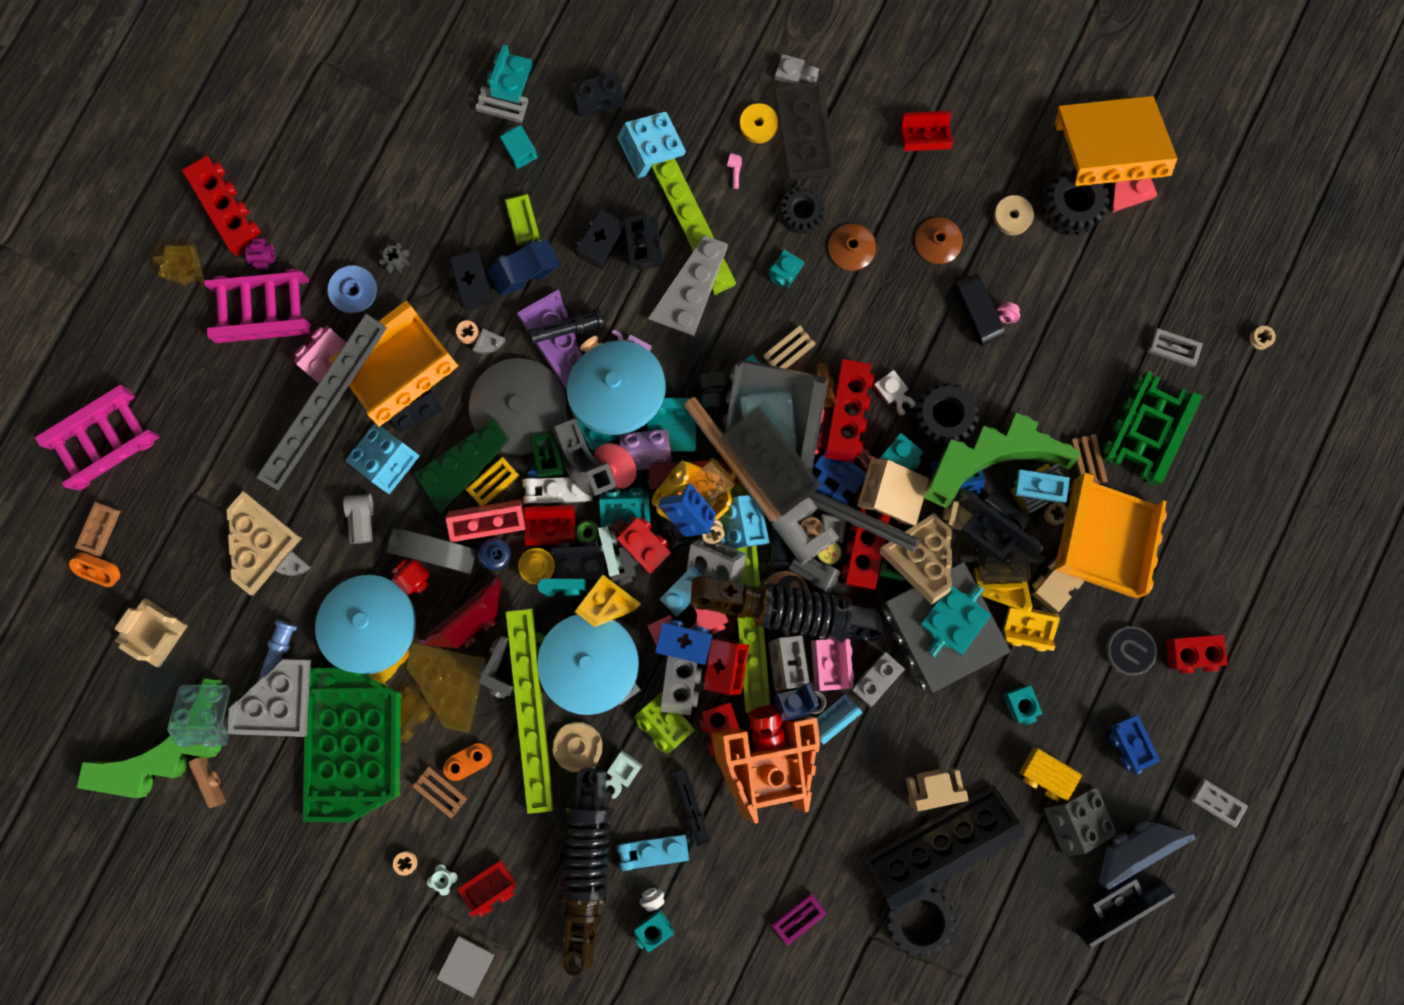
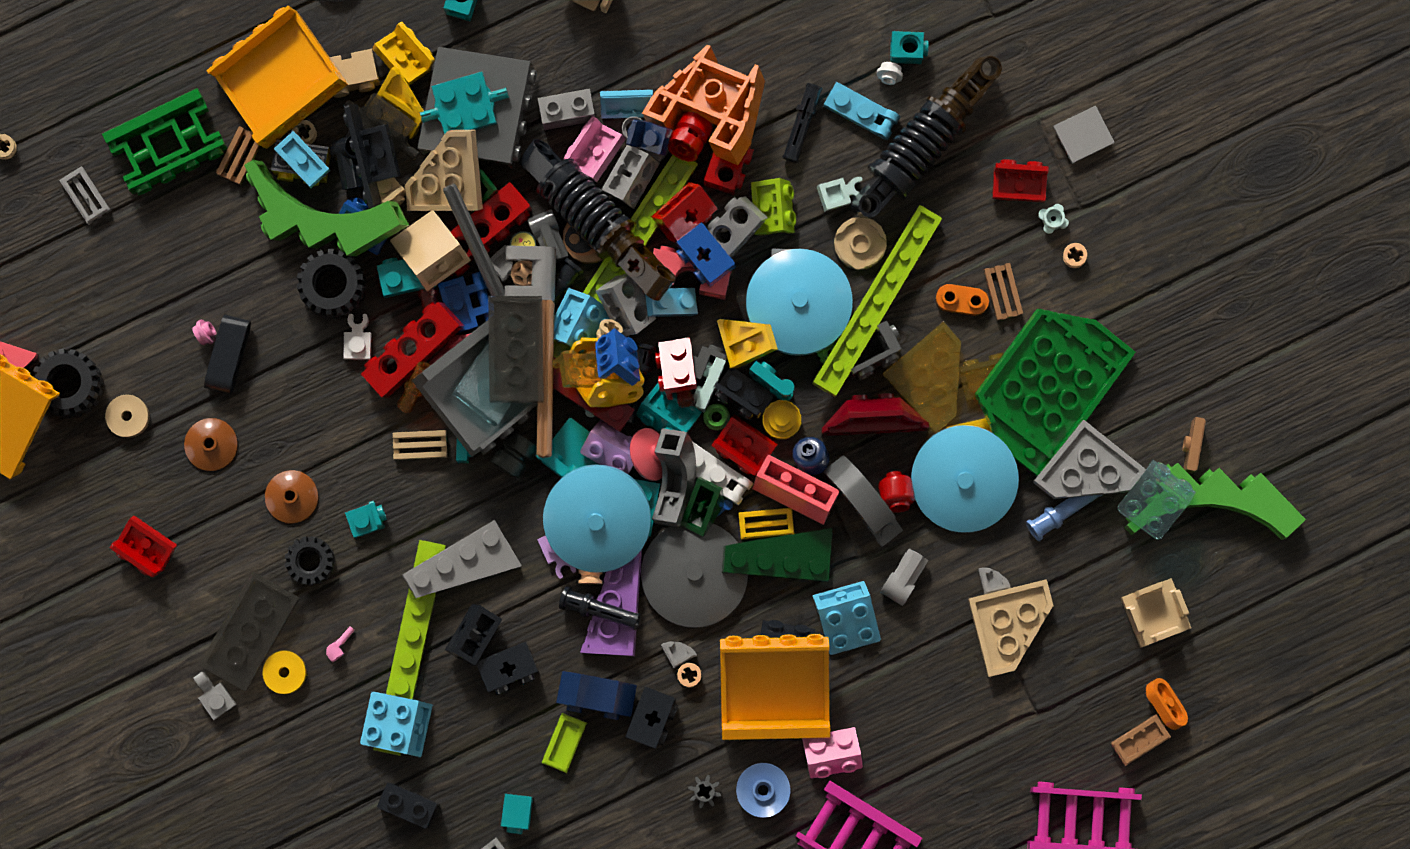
camera: 140 degrees left, 0 degrees up
(322, 402) = (862, 701): dark grey plate -> none

